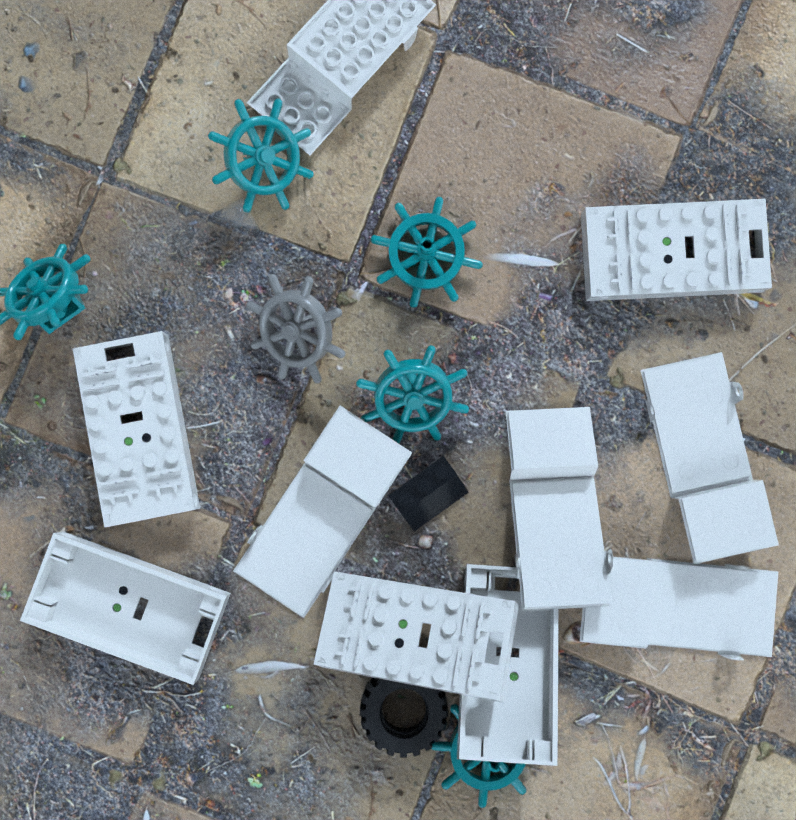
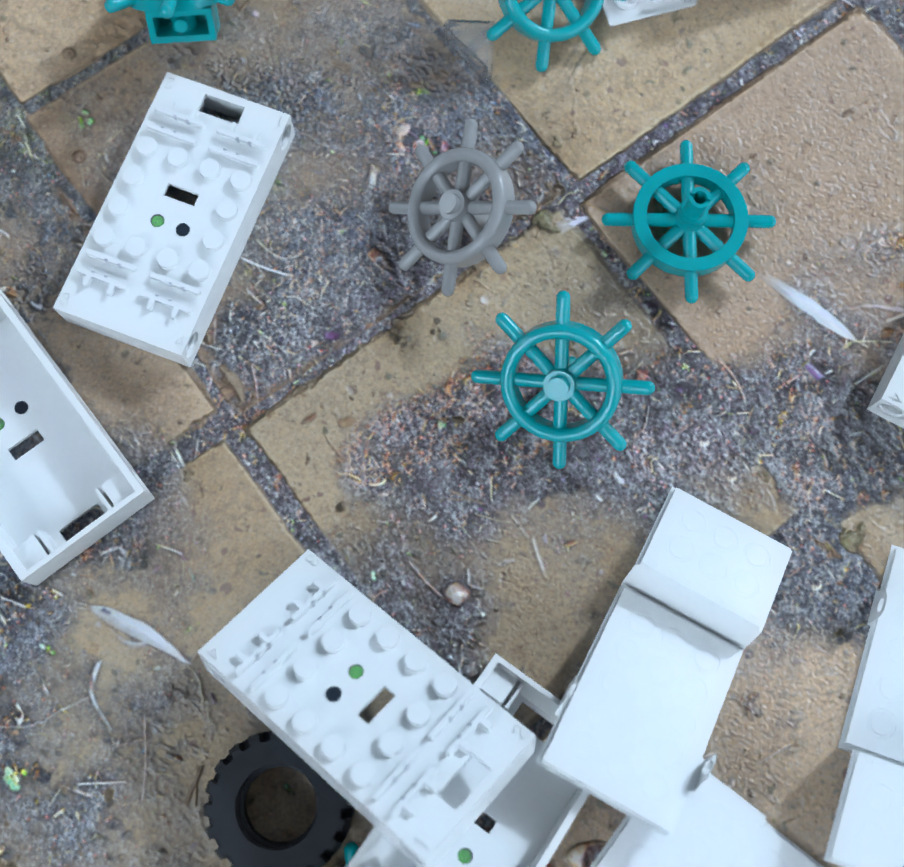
camera: 30 degrees right, 10 degrees down
(322, 511) = (343, 466): white piece -> none
(428, 493) = (501, 528): black slope -> none

